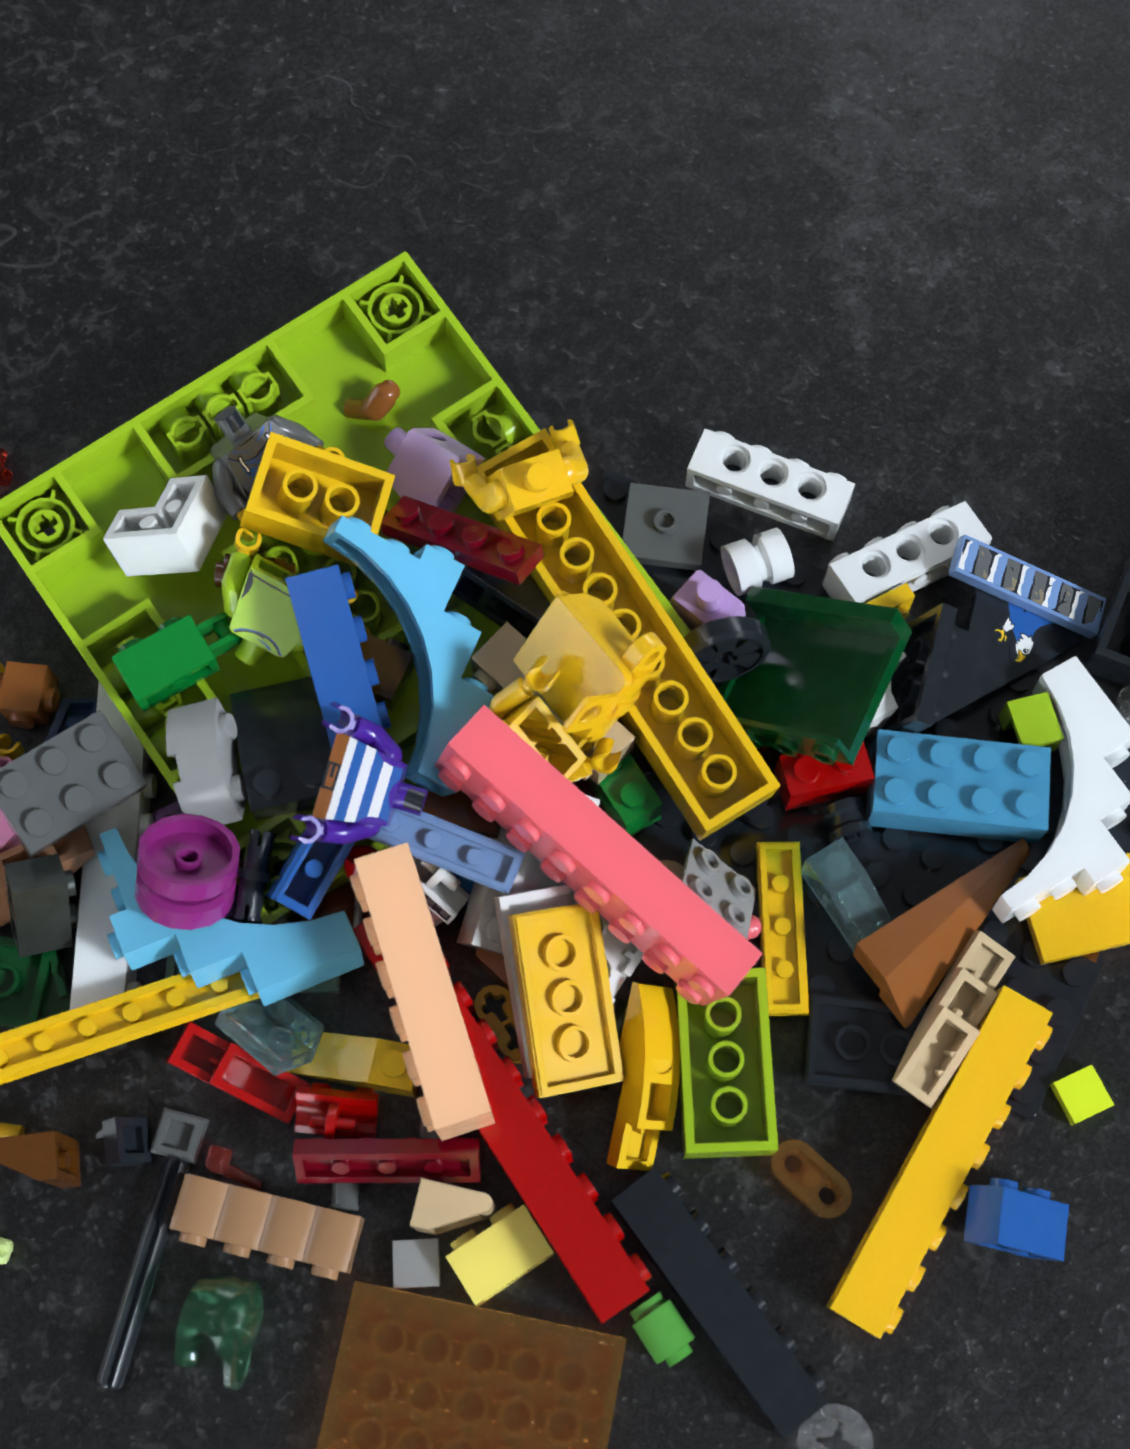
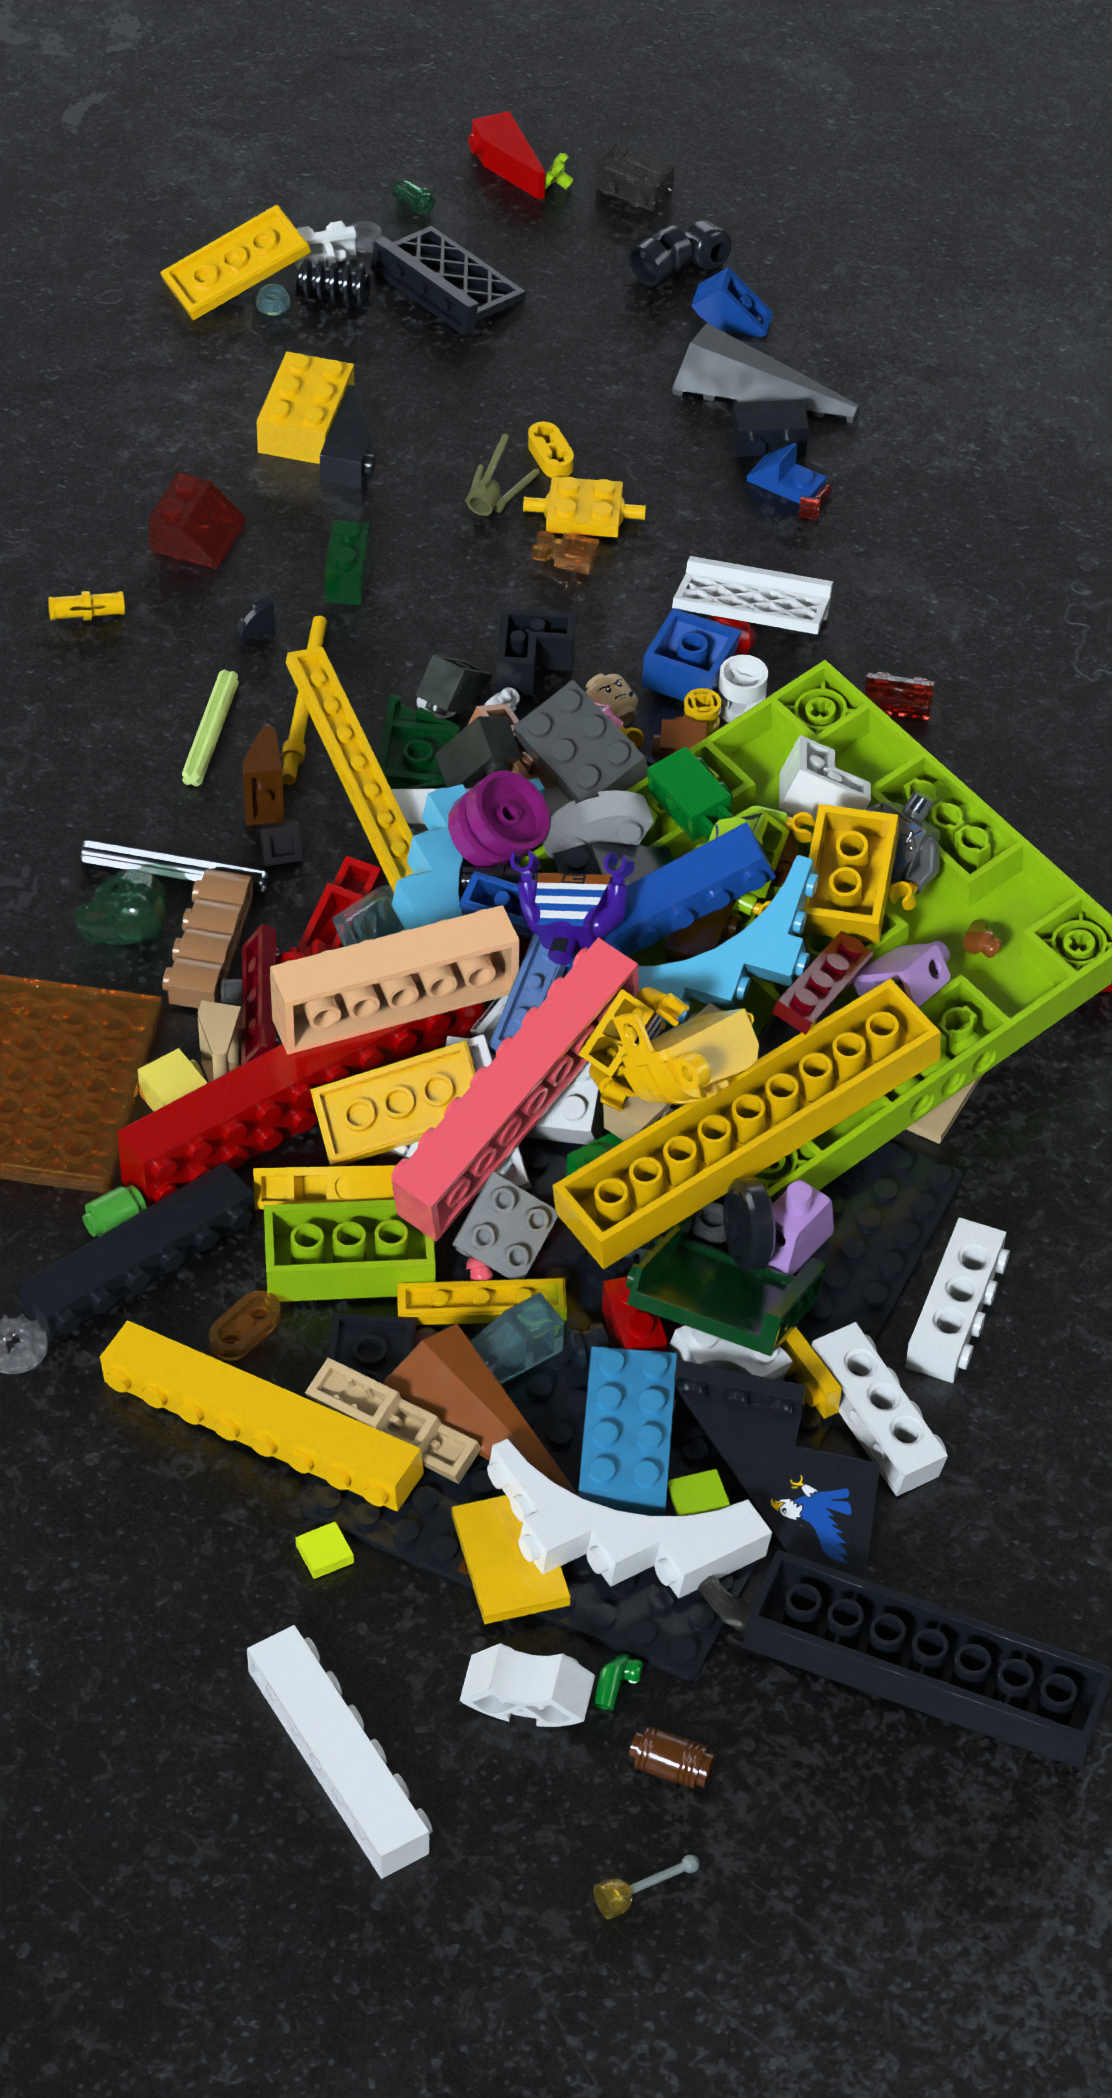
camera: 85 degrees right, 20 degrees down
(179, 1135) = (287, 883): dark grey tile -> none
(219, 1161) = (263, 907): clear red hand -> none
(416, 1263) = (176, 1037): light grey tile -> none
(527, 482) = (871, 1010): yellow torso -> none
(666, 525) = (896, 1209): dark grey plate -> none
(761, 560) = (858, 1273): white wheel -> none
(1016, 1220) = (202, 1466): blue brick -> none
(1027, 586) = (854, 1495): tile -> none

